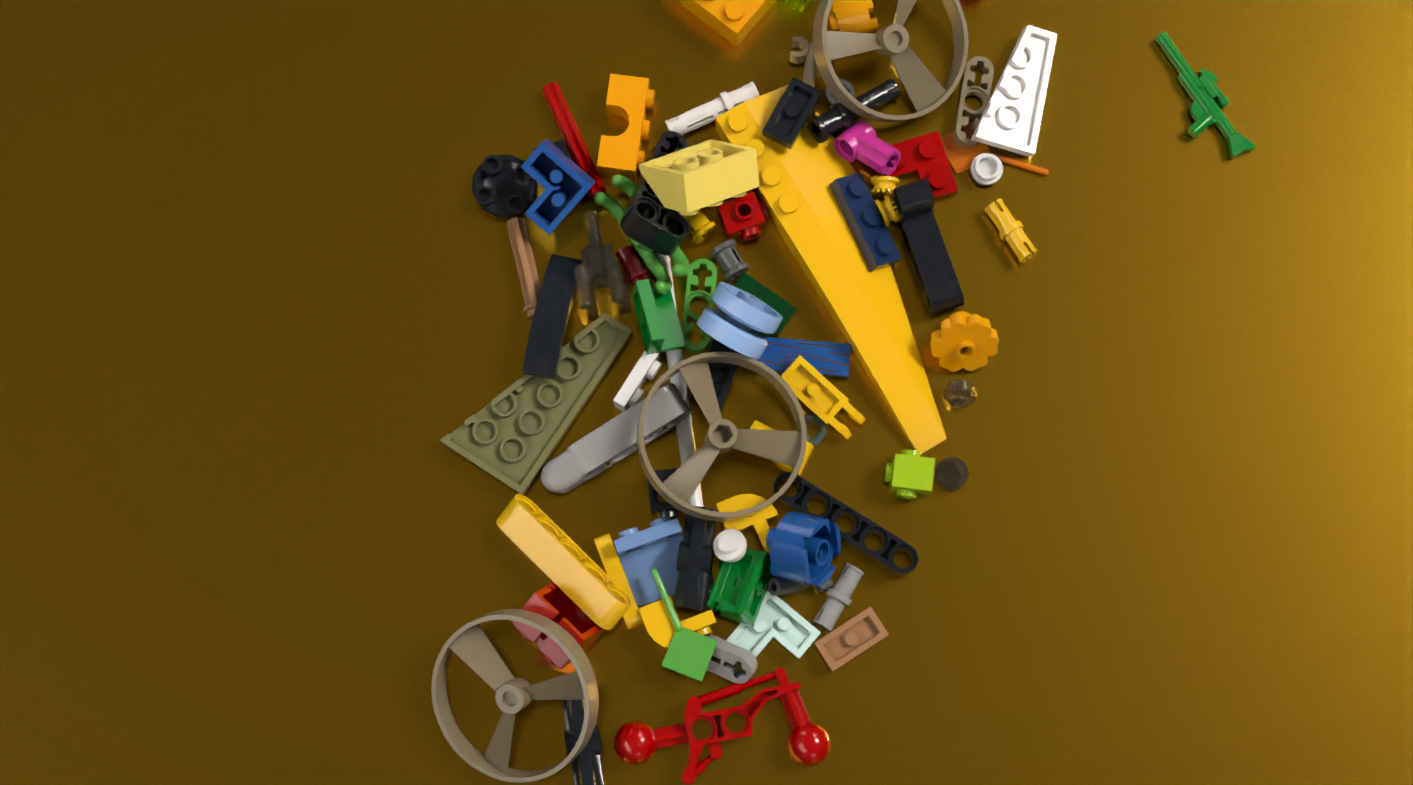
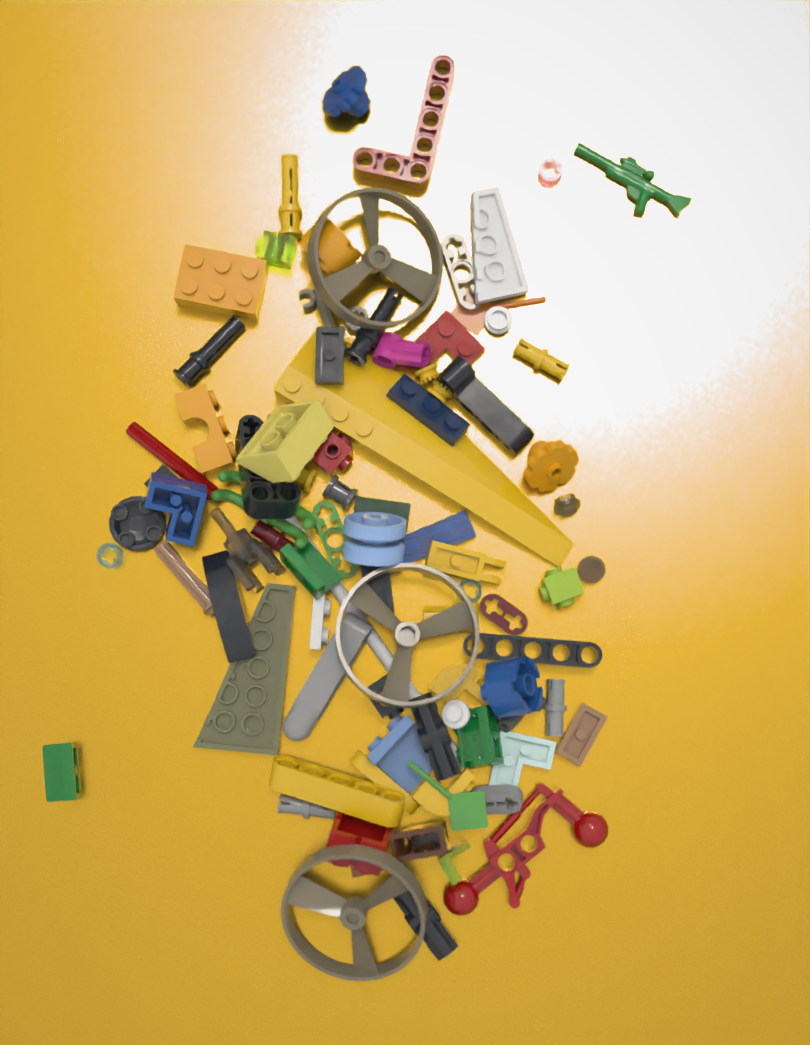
camera: 25 degrees left, 5 degrees up
(292, 397) = (61, 772): none -> green panel
(464, 214) = (105, 563): none -> clear light blue bush
(520, 563) = (304, 808): none -> light grey pin
(625, 658) = (423, 841): none -> reddish brown torso
(639, 697) = (447, 863): none -> clear neon green panel
(657, 54) = (201, 359): none -> black pin
(709, 111) = (266, 381): white pin -> none
(841, 468) = (508, 609): none -> dark red beam
(1122, 35) = (550, 161): none -> bush

